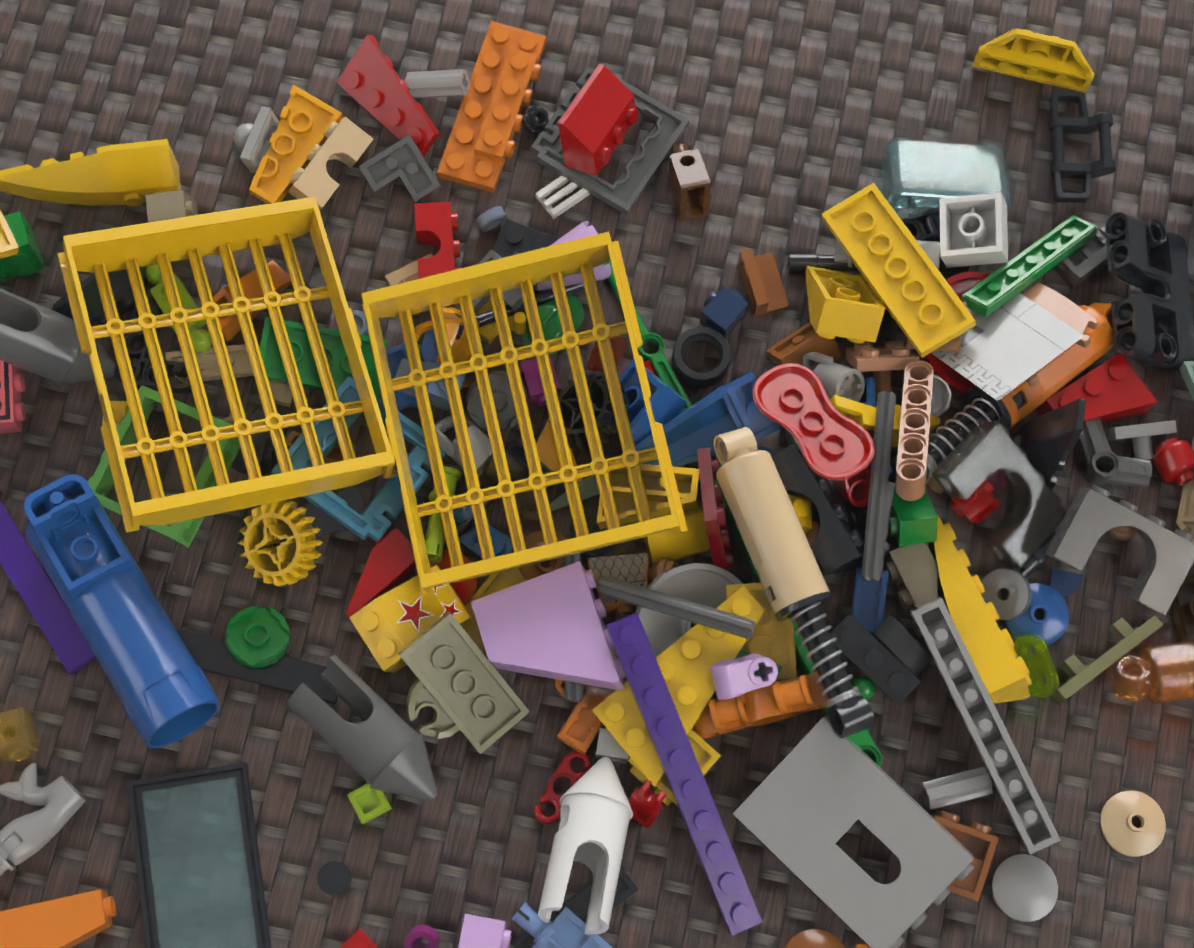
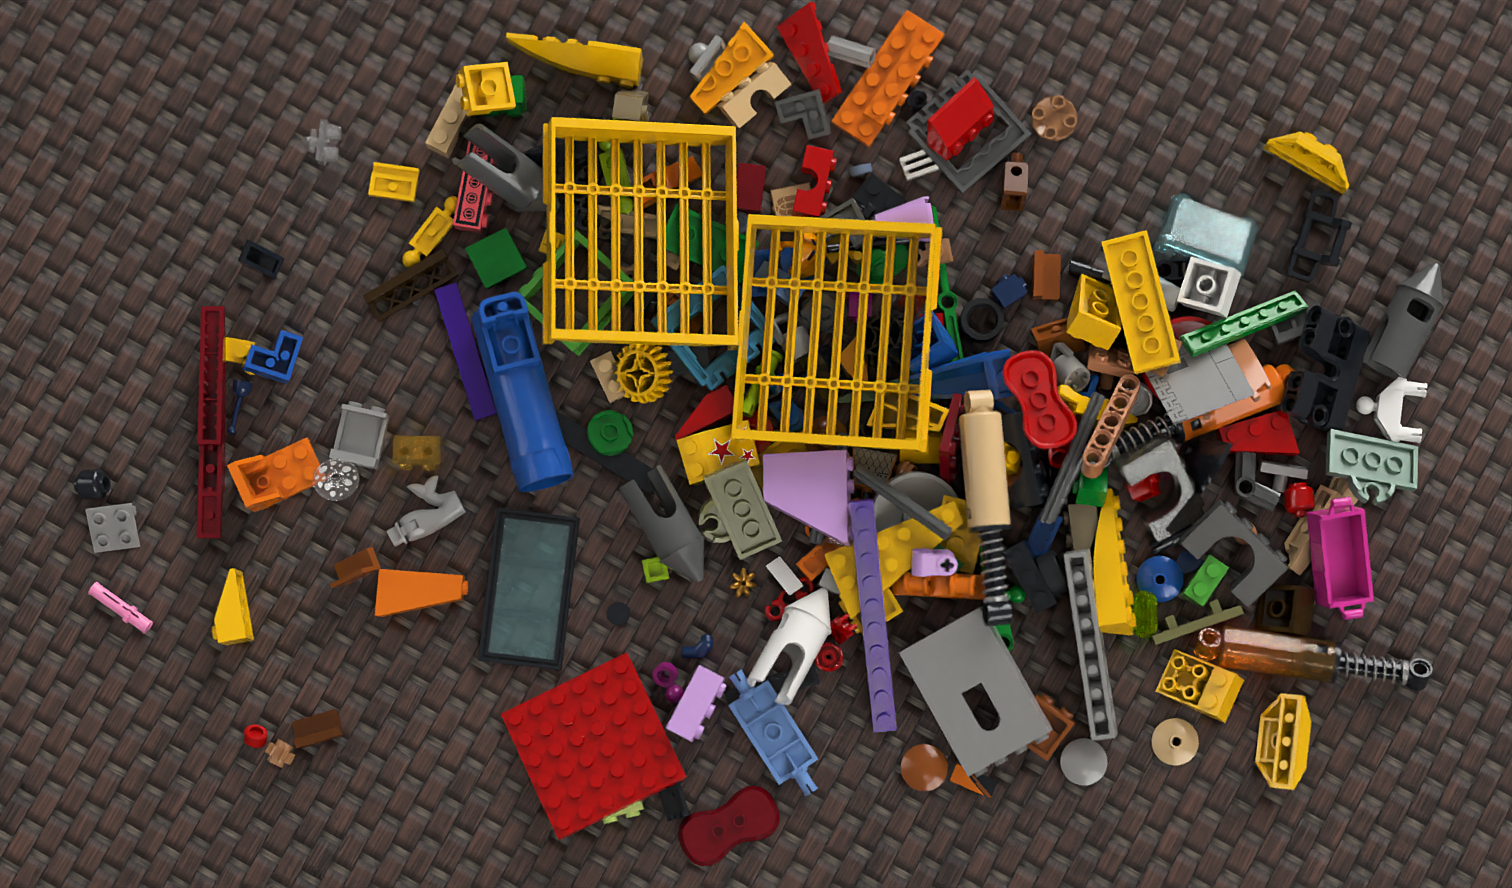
camera: 25 degrees right, 10 degrees up
(46, 453) = (496, 258): none -> green tile
(227, 556) = (603, 368): none -> tan plate
(355, 272) = (750, 187): none -> dark red brick
(462, 892) = (701, 649): none -> dark blue arm
(493, 784) = (743, 583): none -> pearl gold plant
(546, 757) = (784, 575): none -> white sticker
(610, 295) = (946, 253): none -> medium nougat plate
(649, 846) = (829, 664): none -> red plate
(711, 96) = (1054, 118): none -> medium nougat dish
(956, 788) = (1059, 681): light grey axle -> none
(1019, 591) = (1150, 561): dark grey piece -> none
(1096, 599) = (1204, 581): none -> bright green brick
(1139, 737) = (1200, 685): none -> yellow slope

